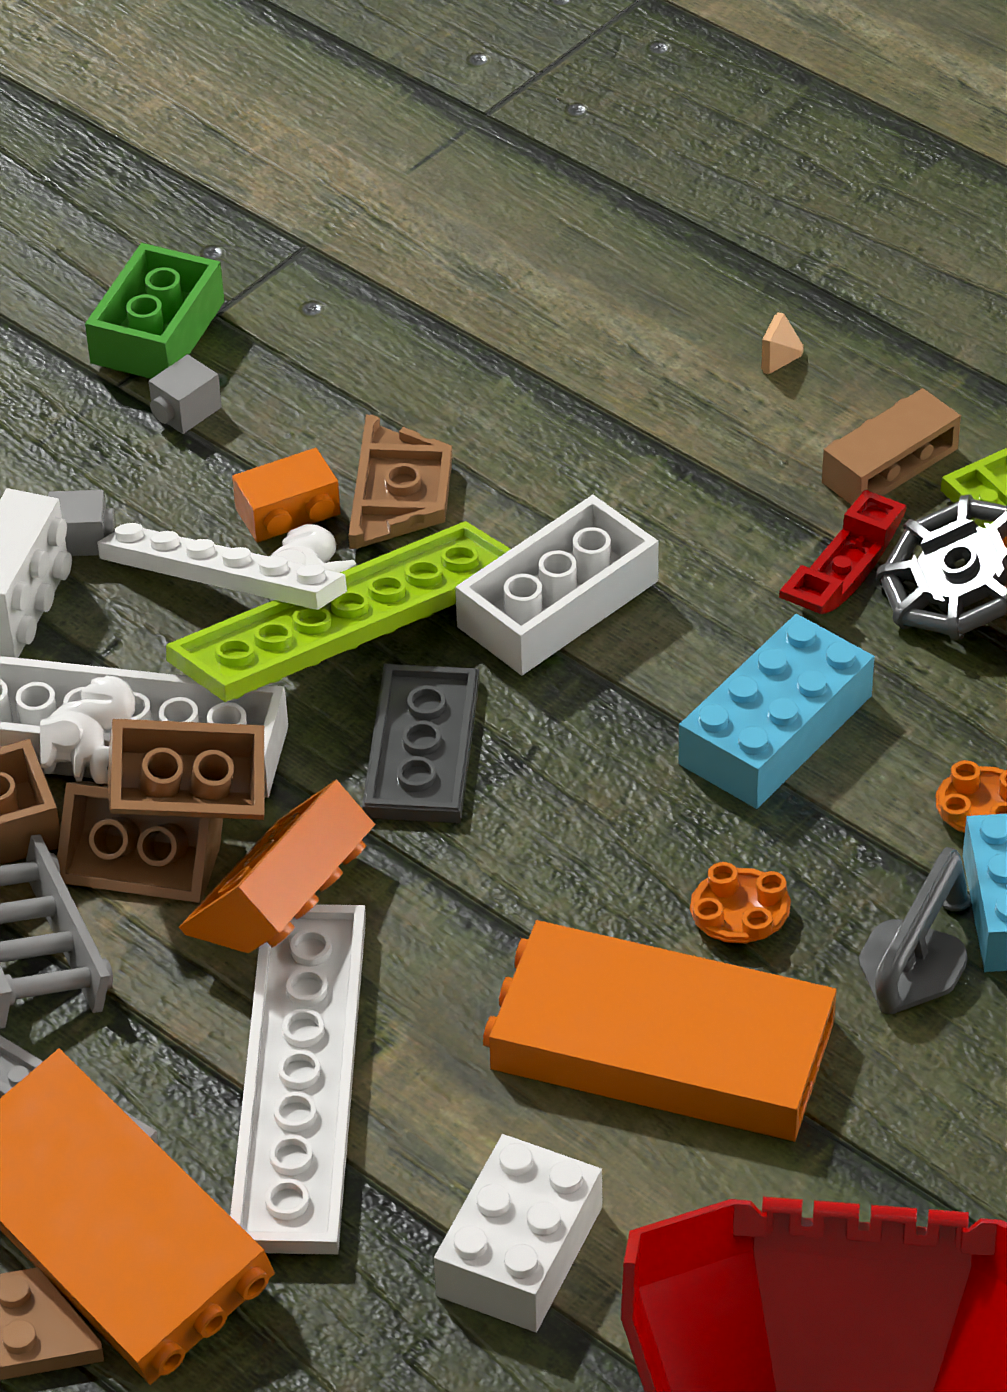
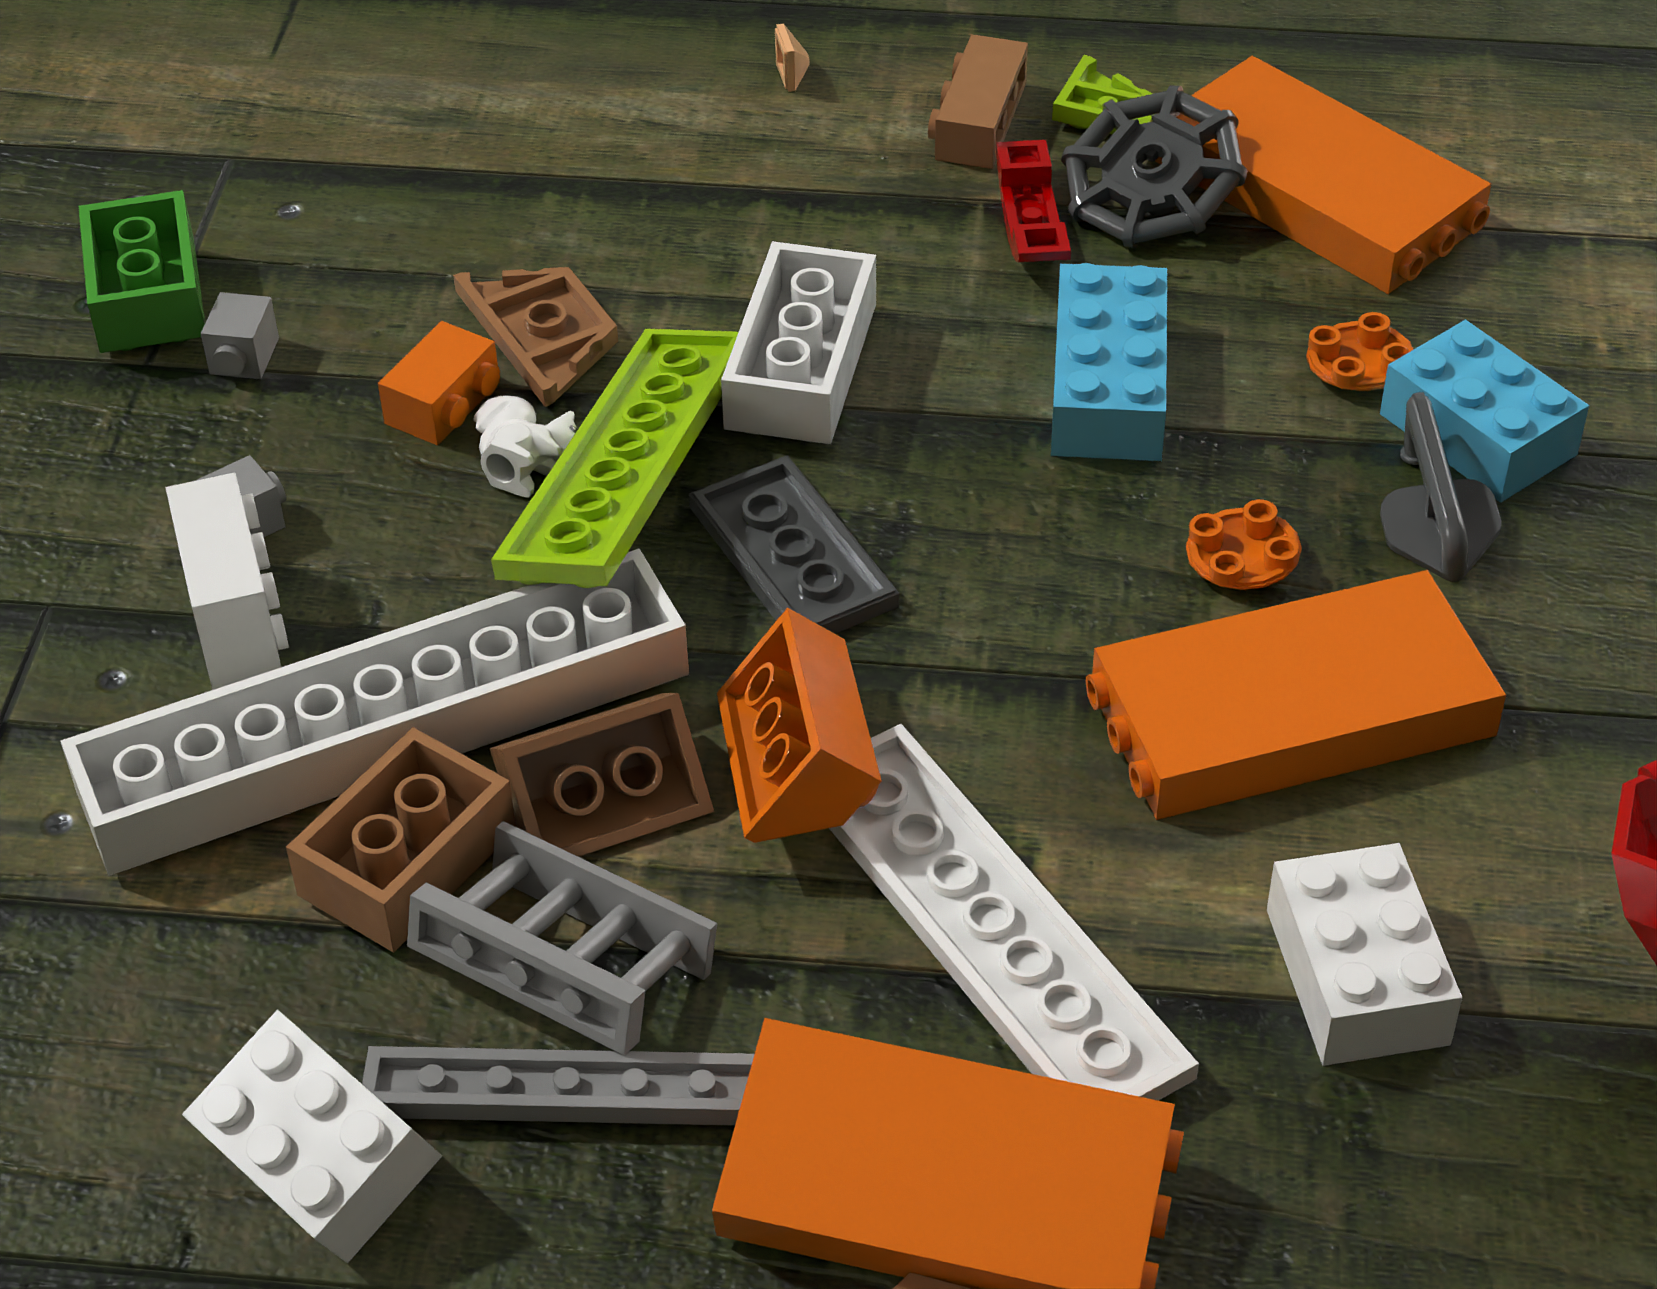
camera: 35 degrees left, 0 degrees up
(77, 728) = (471, 688): white animal -> none
(186, 769) = (639, 667): medium nougat slope -> none
(222, 566) = (466, 467): white plate -> none

